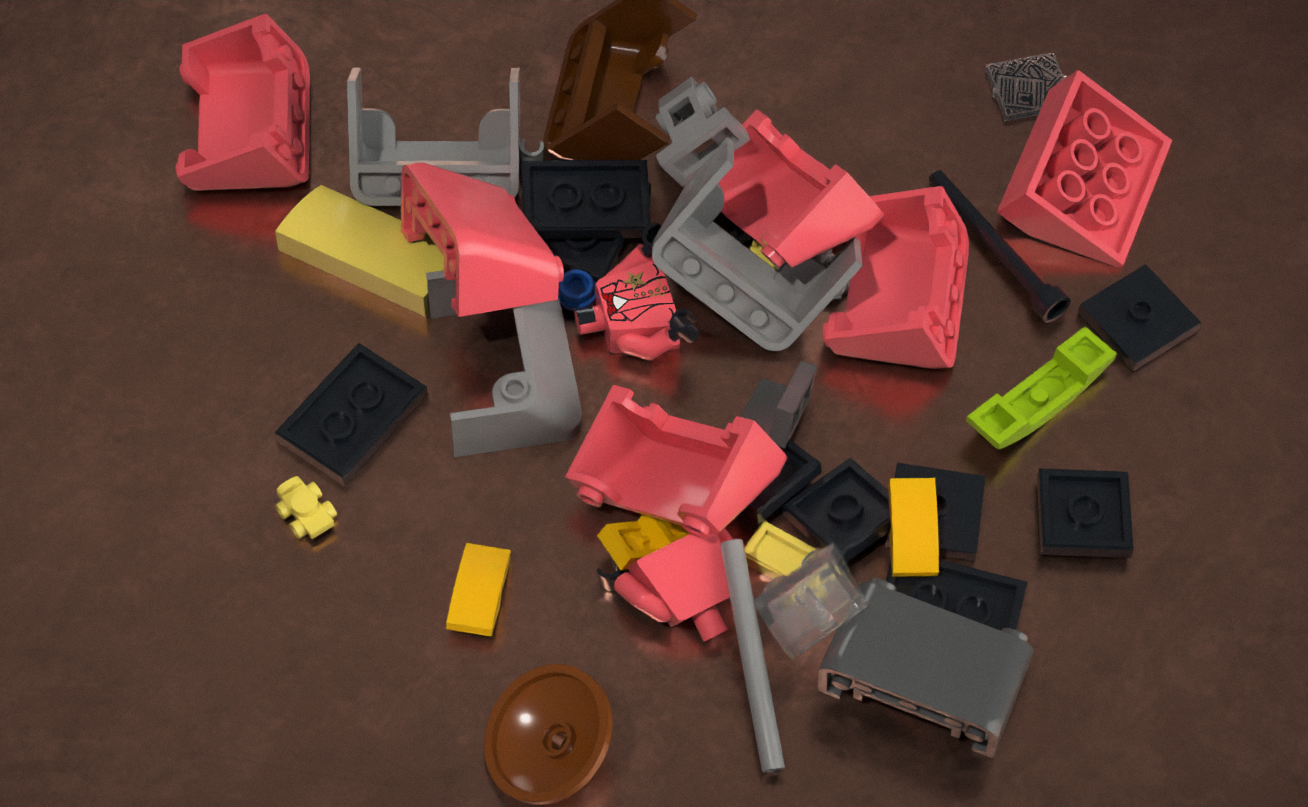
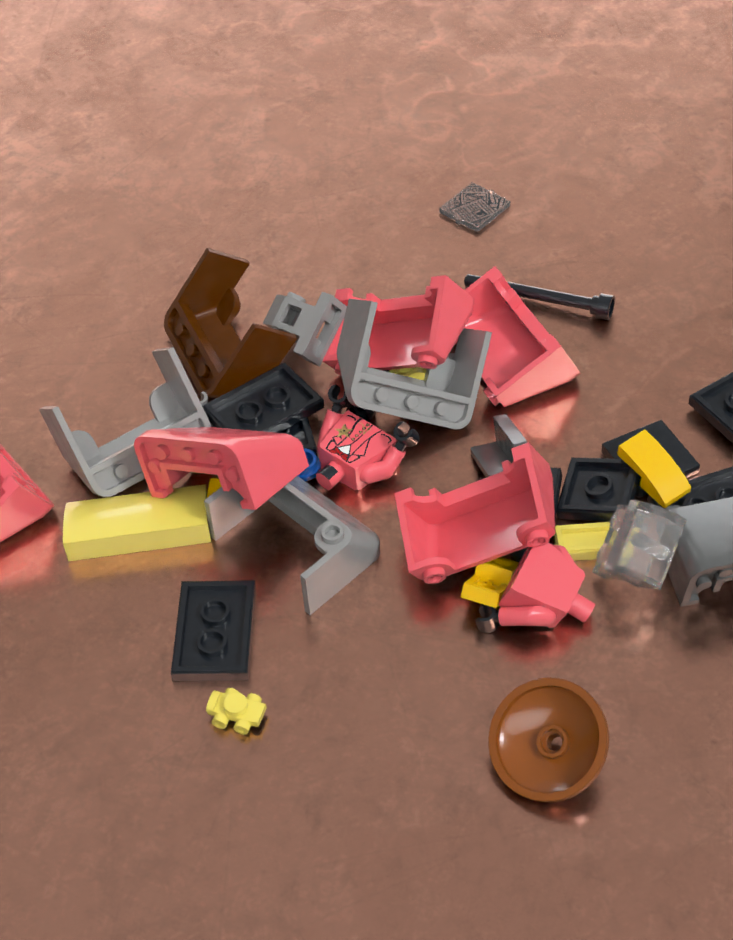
camera: 30 degrees left, 10 degrees down
(478, 589) = (408, 684): yellow slope -> none
(752, 656) = (632, 605): light grey piece -> none
(1044, 392) = (647, 351): lime slope -> none
(1085, 172) = (553, 229): coral slope -> none
(1139, 317) = (659, 287): black plate -> none

